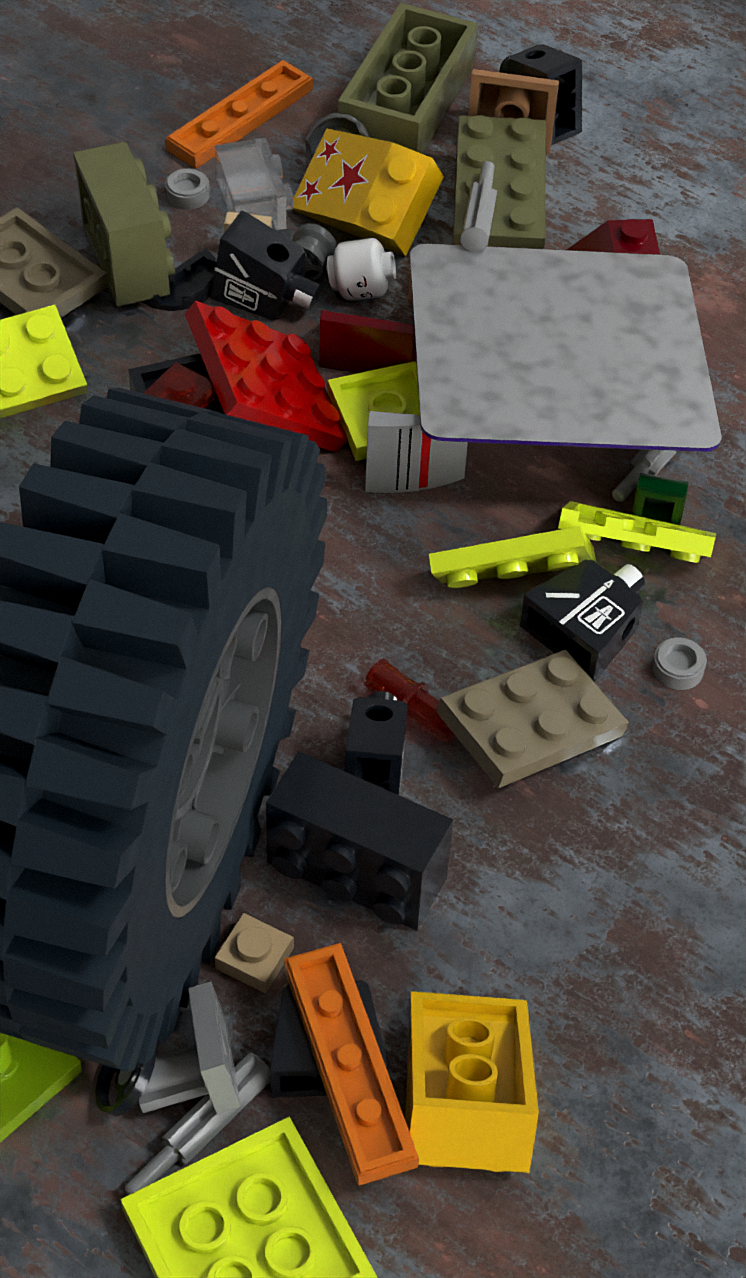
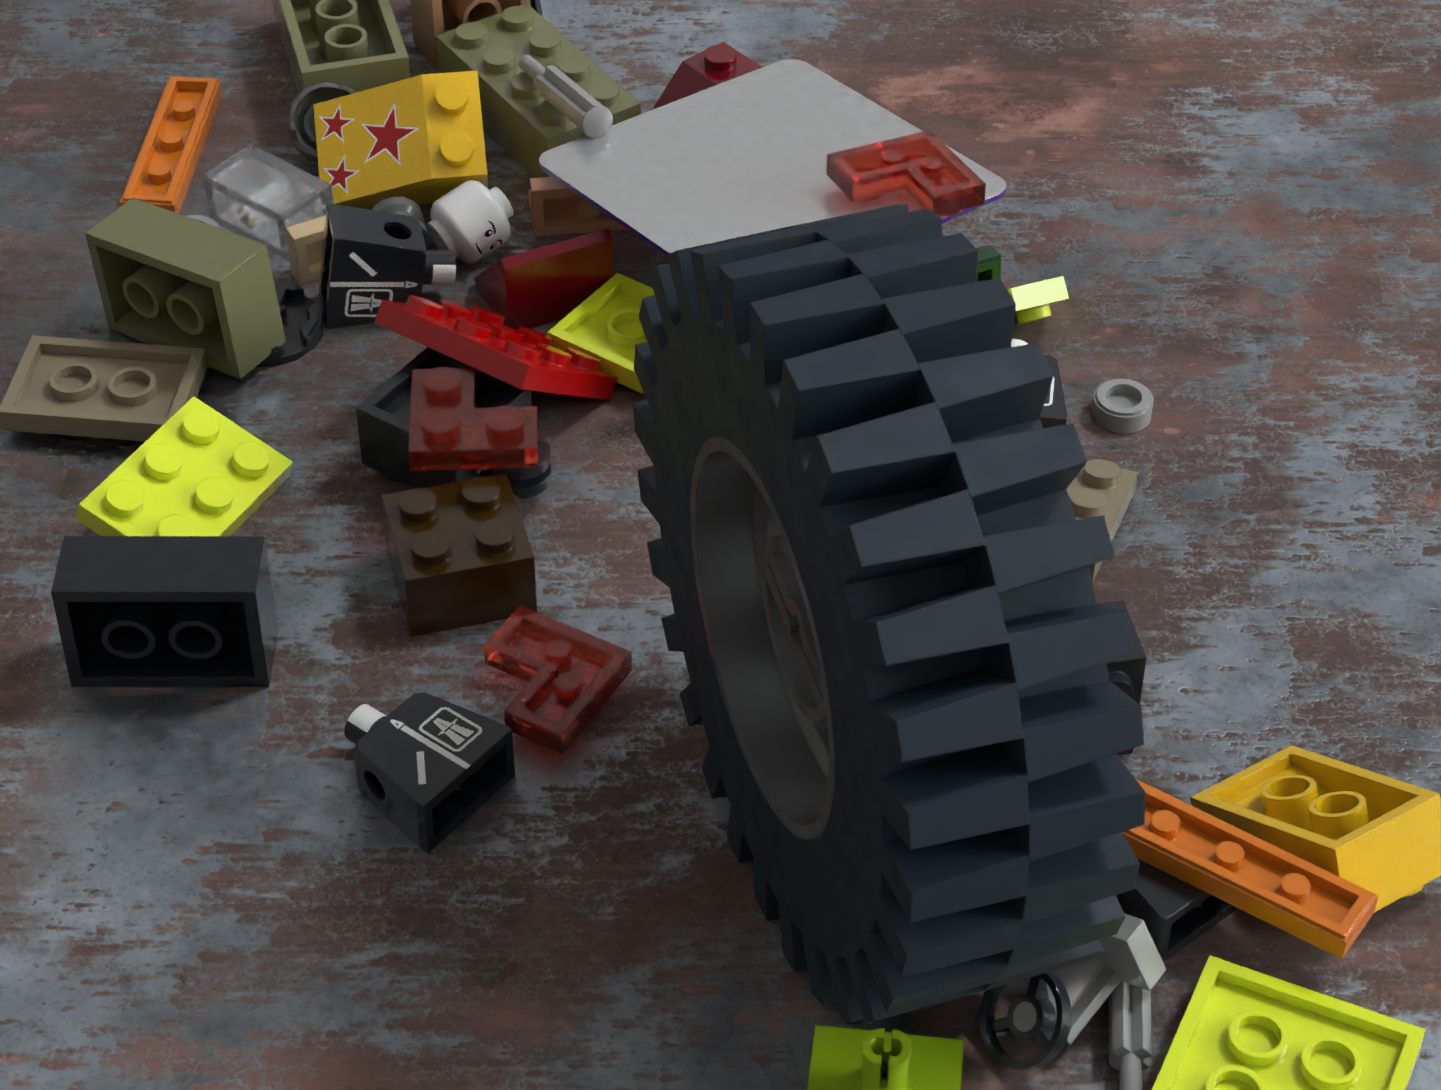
camera: 35 degrees left, 10 degrees down
(649, 388) = (911, 163): none -> clear red plate

